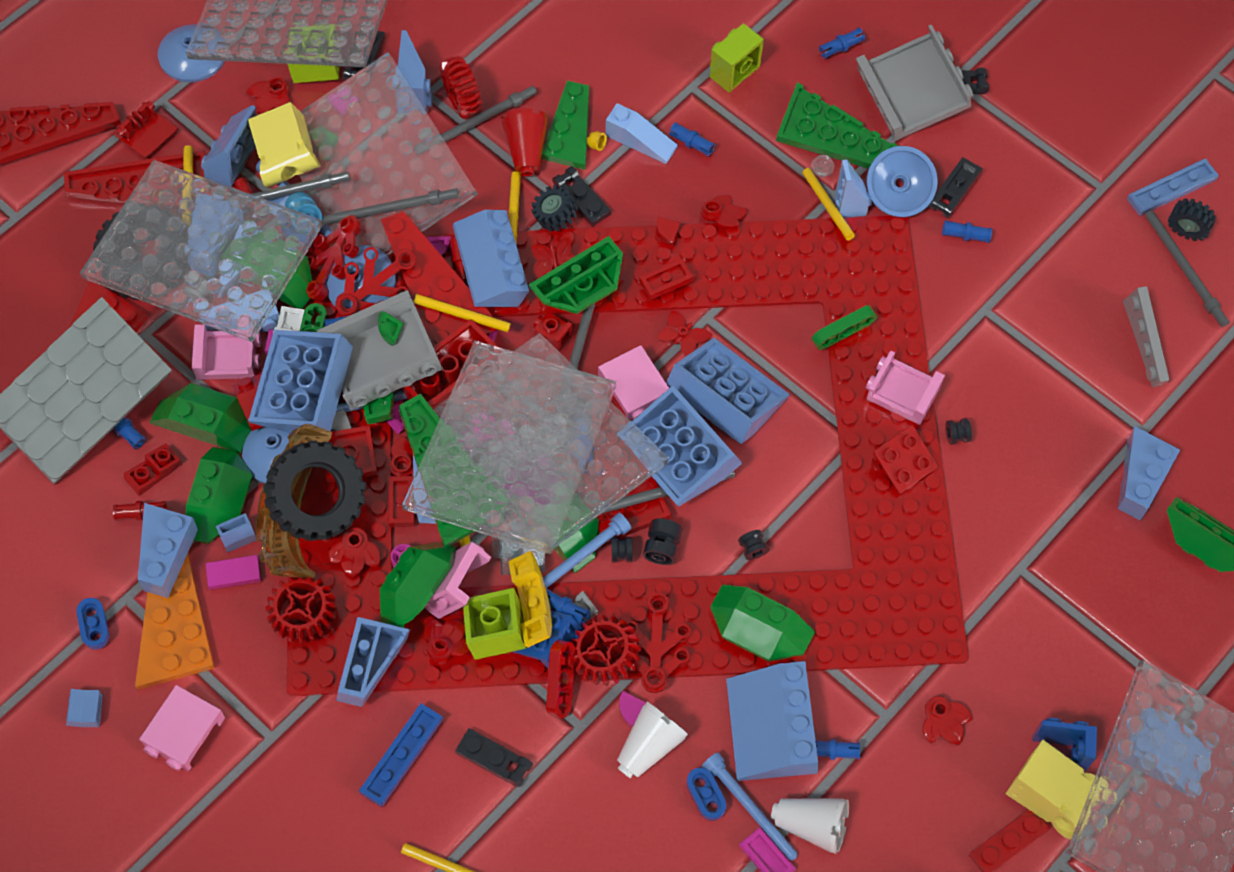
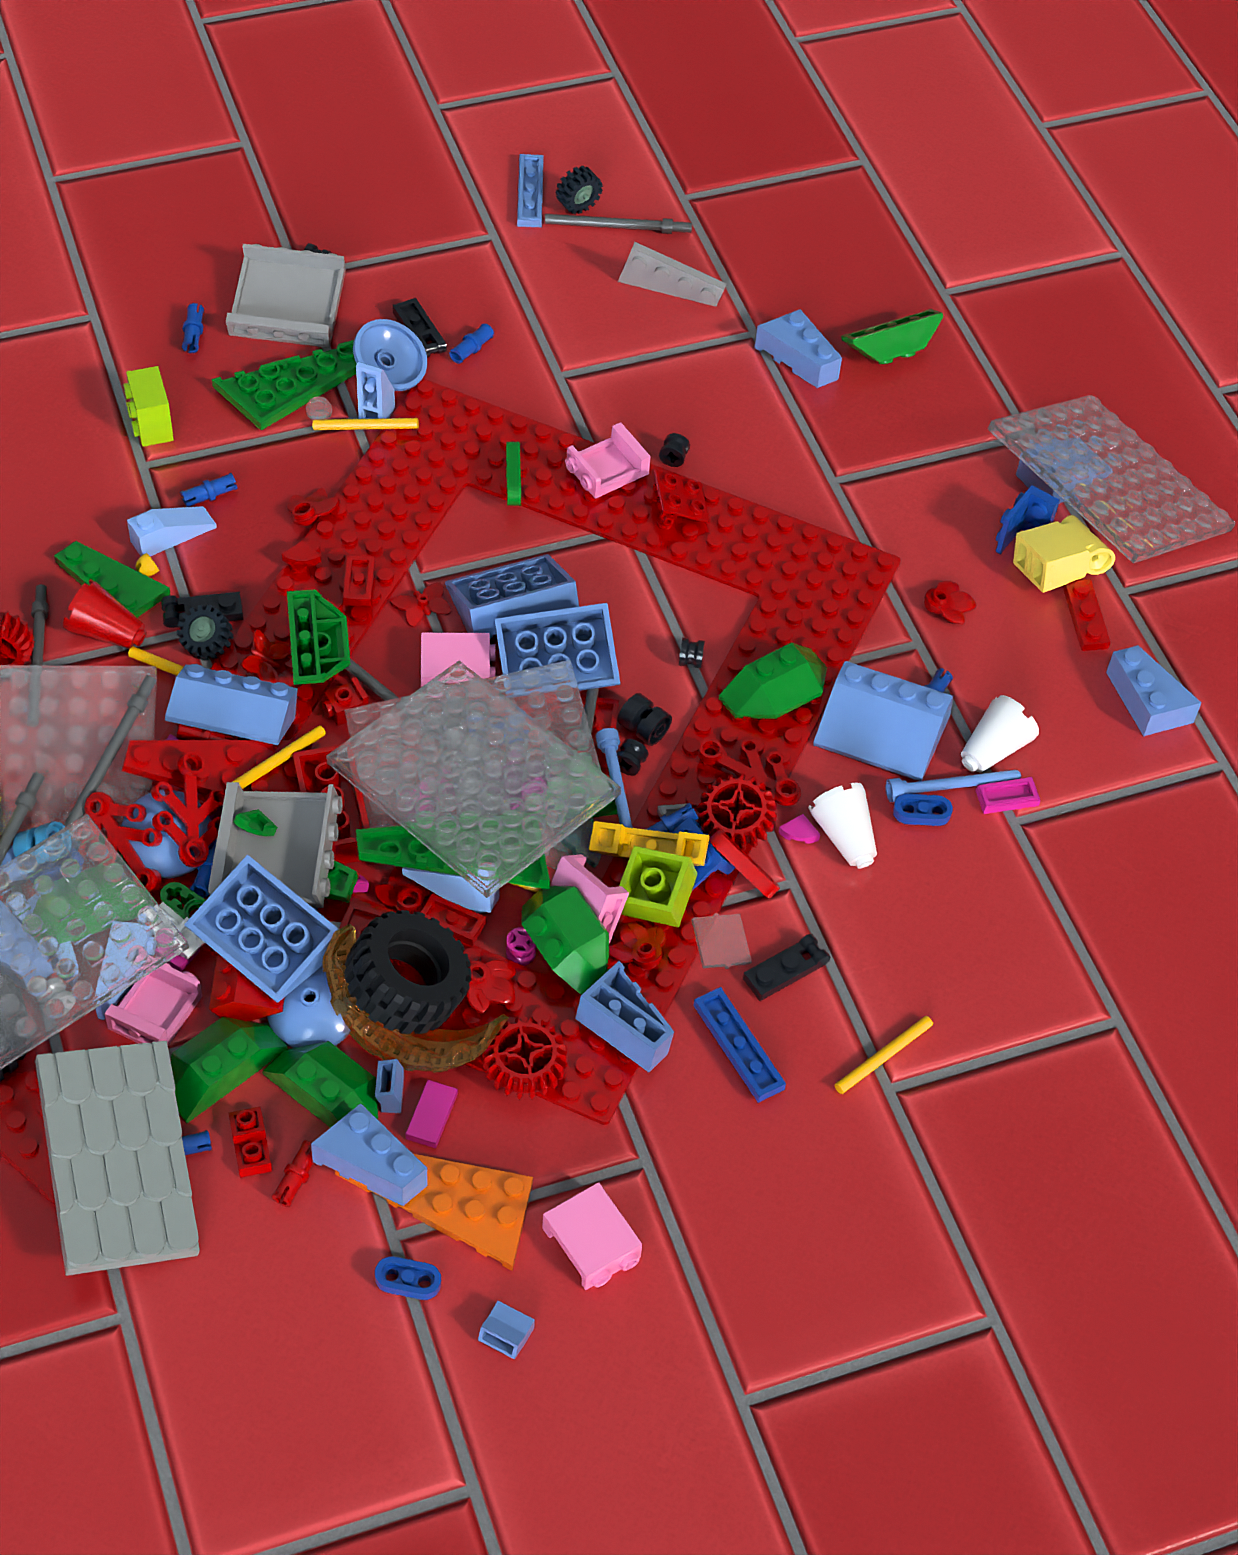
camera: 65 degrees left, 10 degrees down
(489, 698) = (721, 941): none -> clear piece

